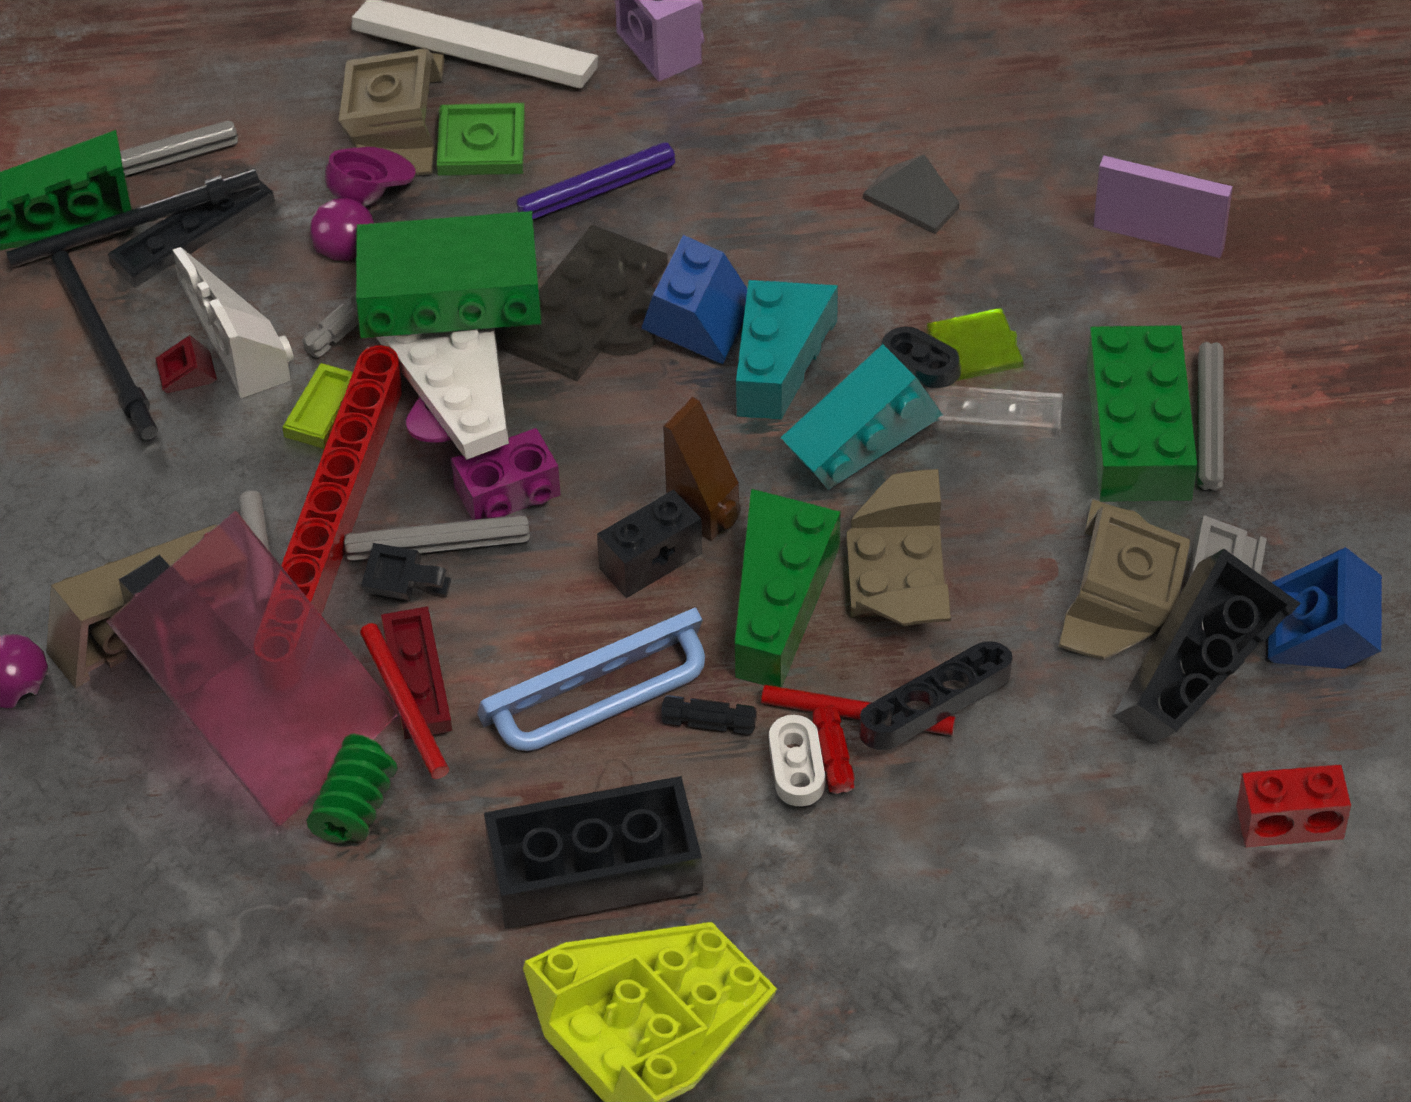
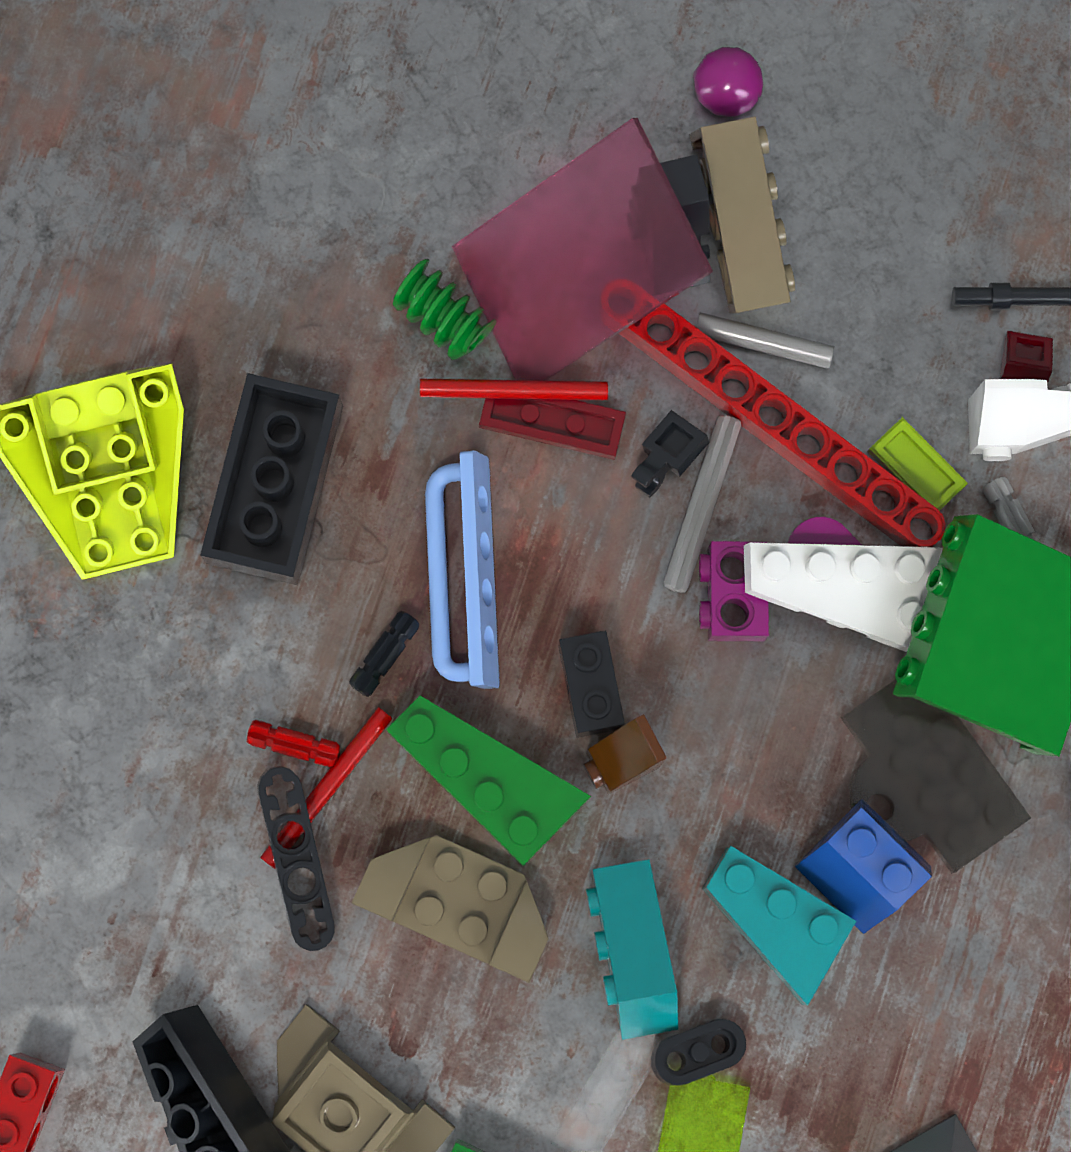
camera: 110 degrees right, 30 degrees up
(796, 764) = (294, 703): white plate -> none

